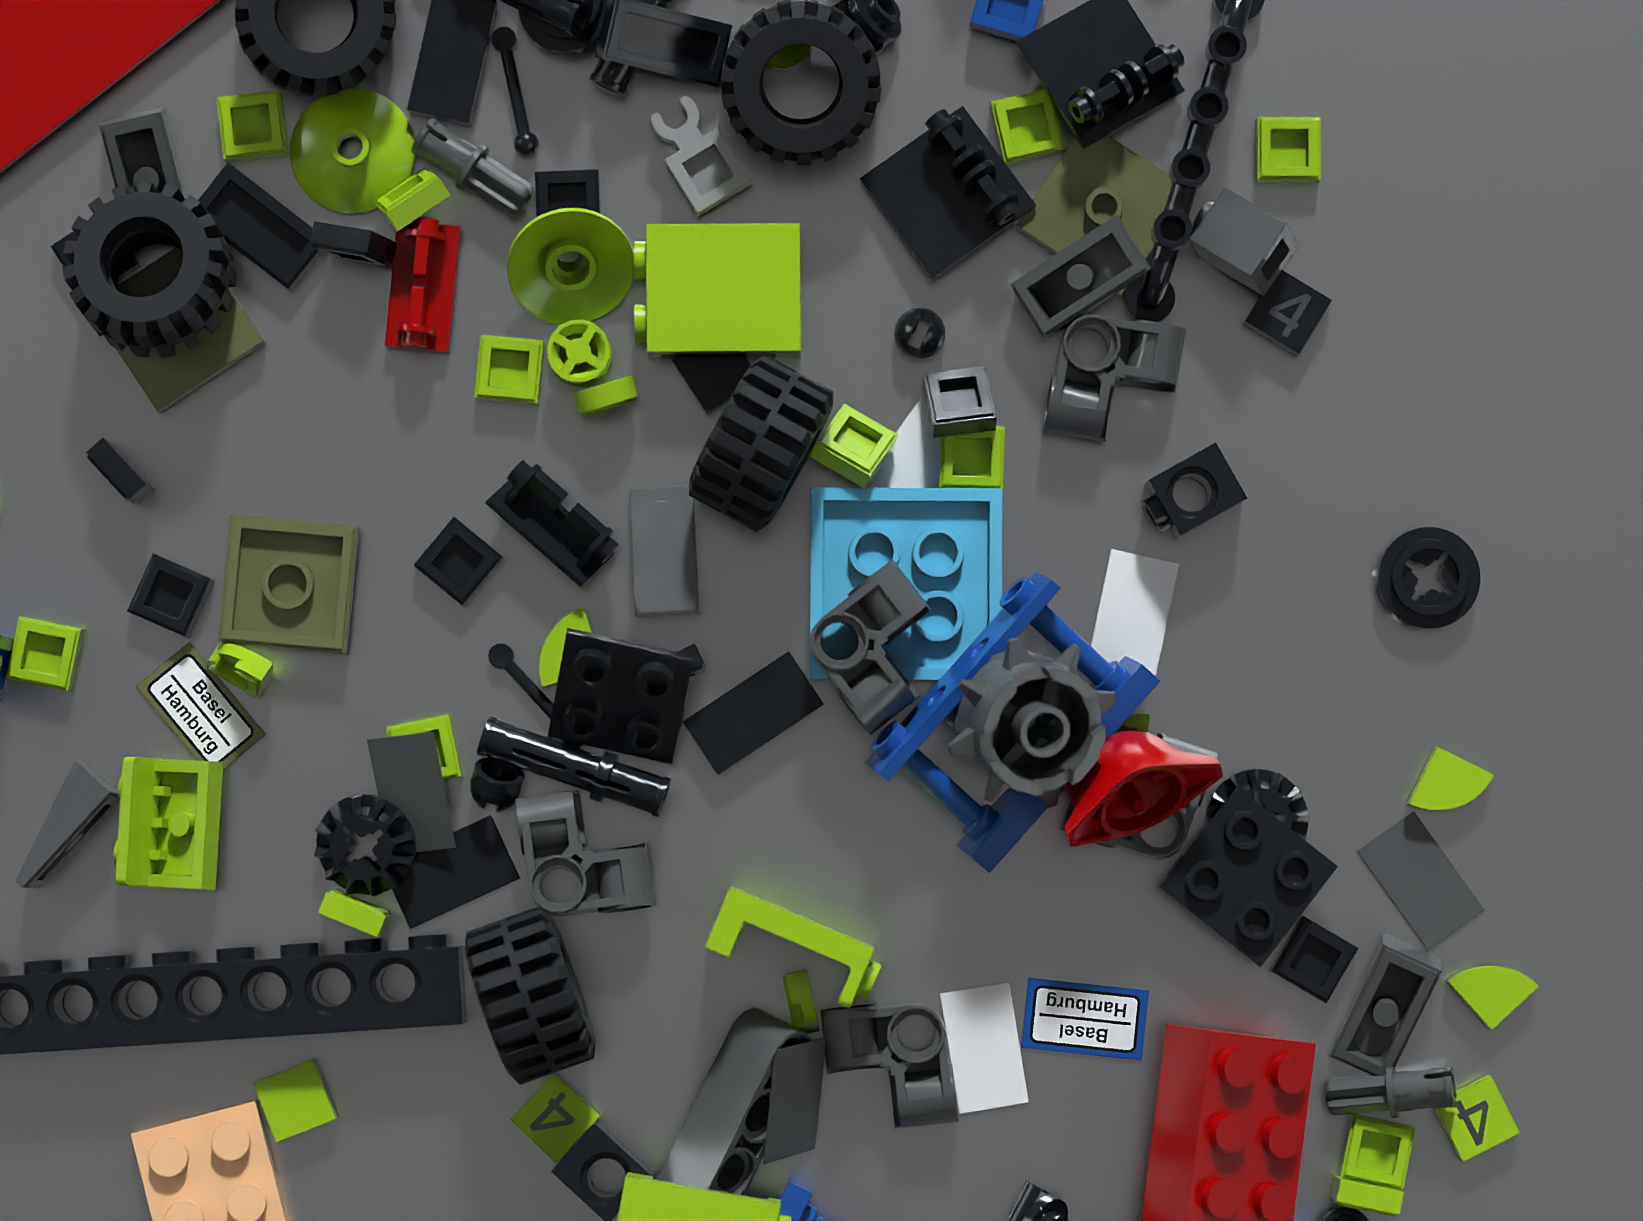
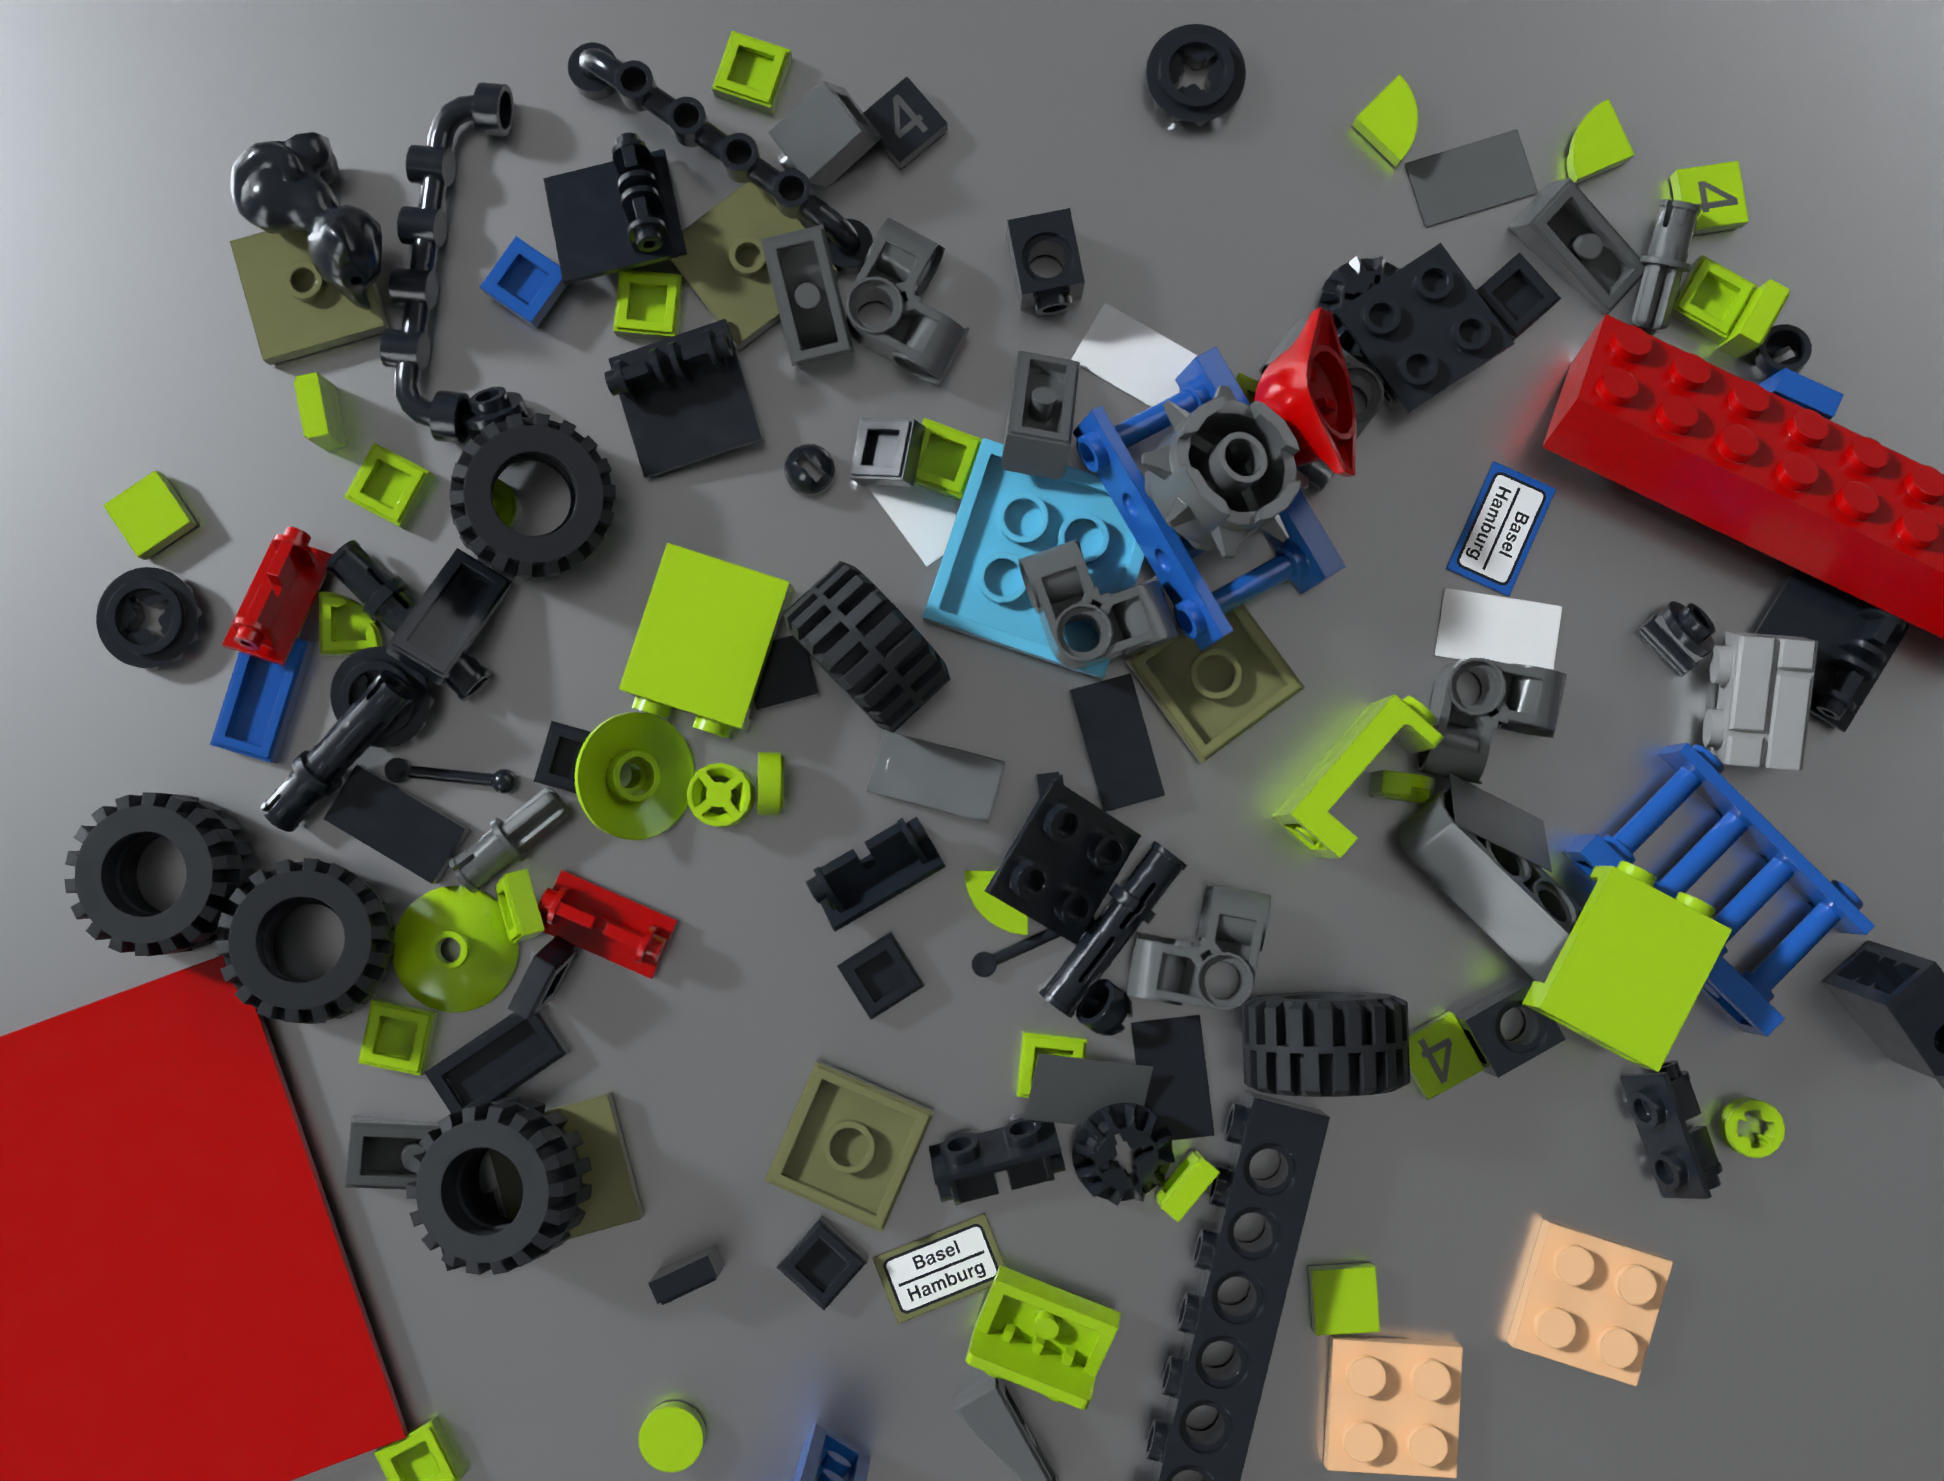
camera: 70 degrees left, 0 degrees up
(45, 654) = (838, 1402): lime tile -> none
(241, 668) = (915, 1217): lime tile -> none
(308, 701) = (967, 1162): none -> black hinge
(509, 370) = (714, 867): lime tile -> none
(704, 164) = (581, 617): light grey plate -> none
(836, 794) = (1218, 690): none -> olive plate
(854, 446) = (896, 563): lime tile -> none
(1043, 536) = (1040, 415): none -> dark grey slope

